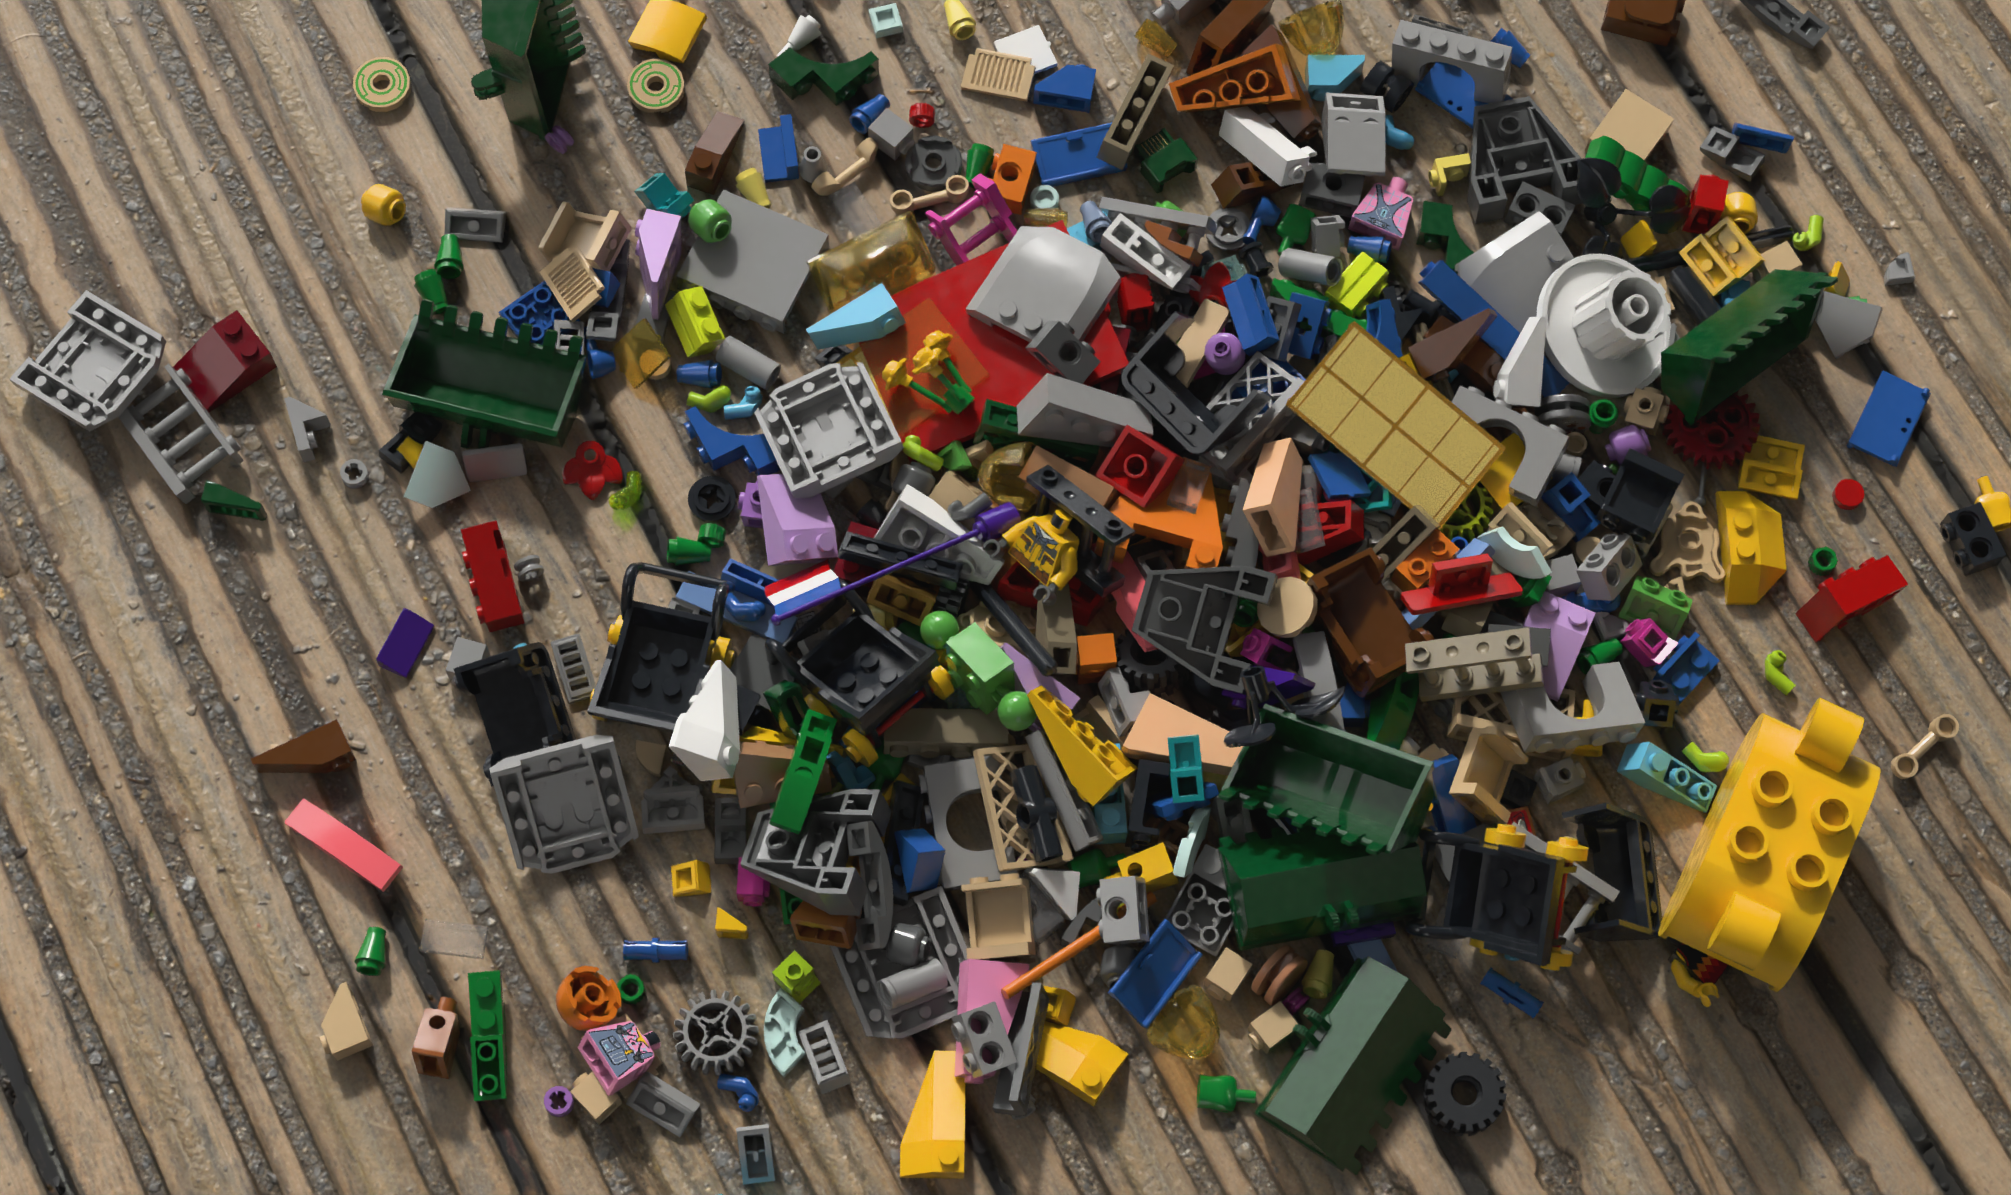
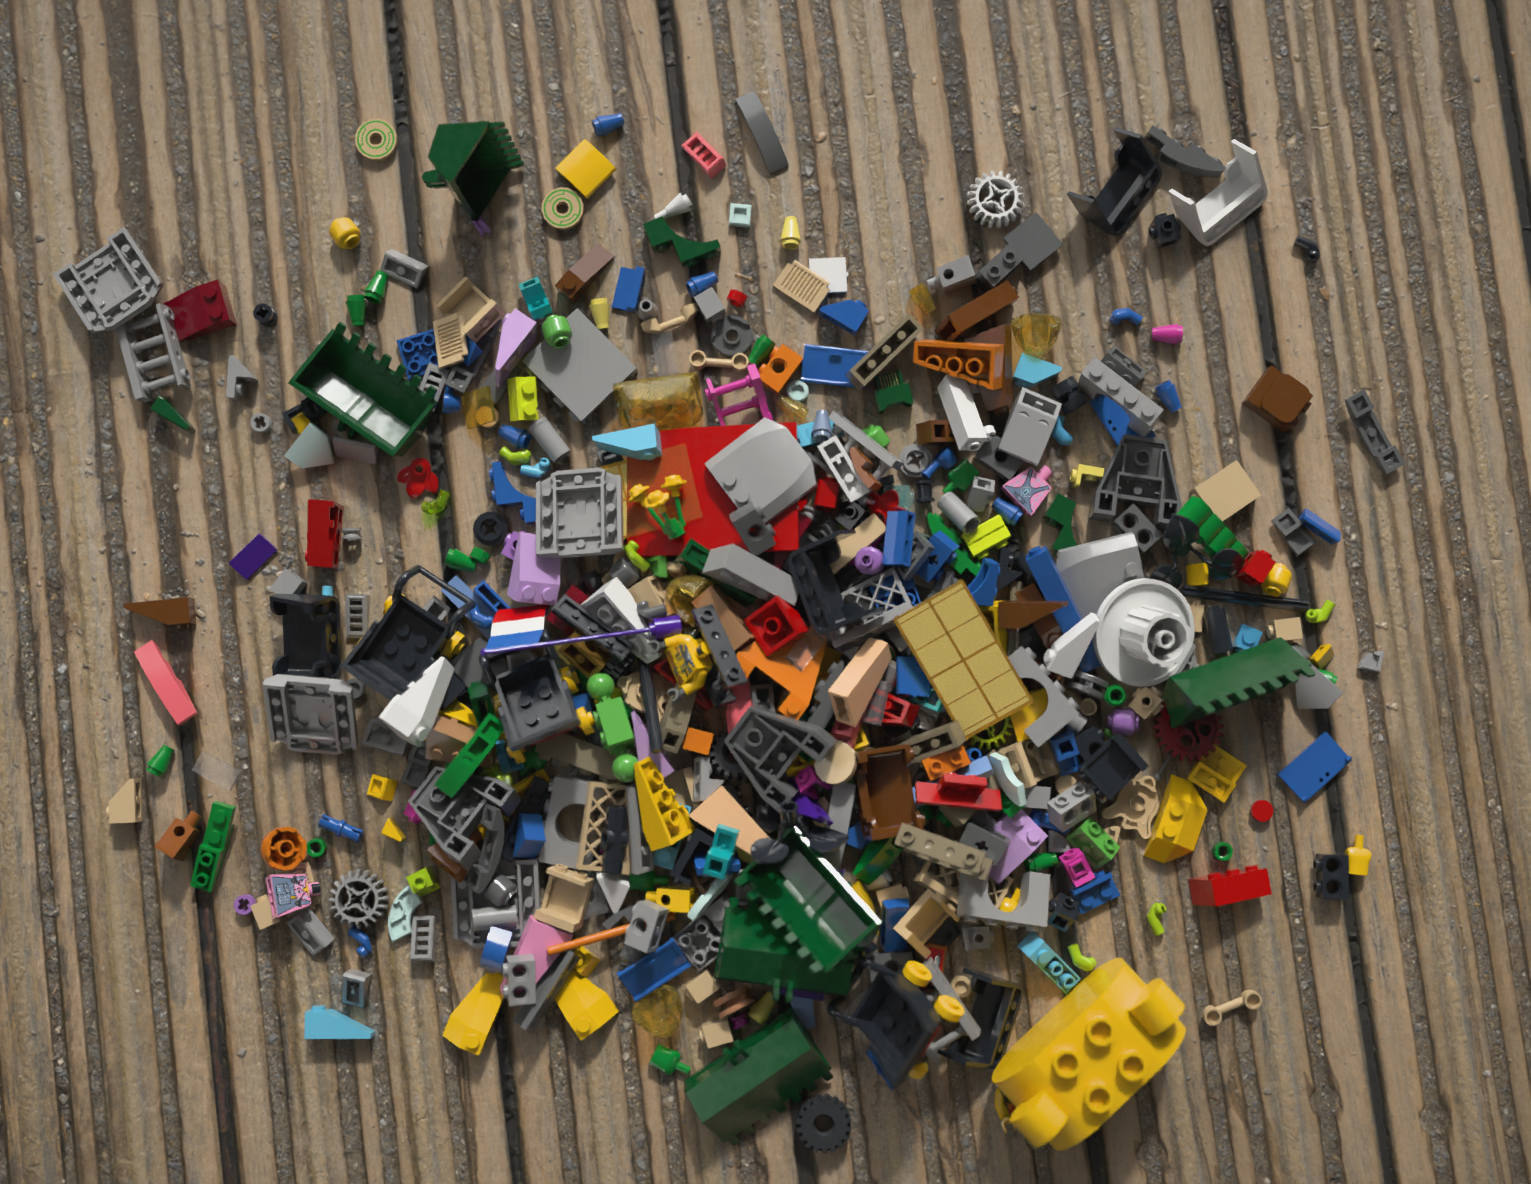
camera: 25 degrees right, 15 degrees up
(309, 345) = (271, 317): none -> black bush
(933, 1025) = (495, 950): none -> blue brick
(1721, 256) = (1249, 610): yellow slope -> none

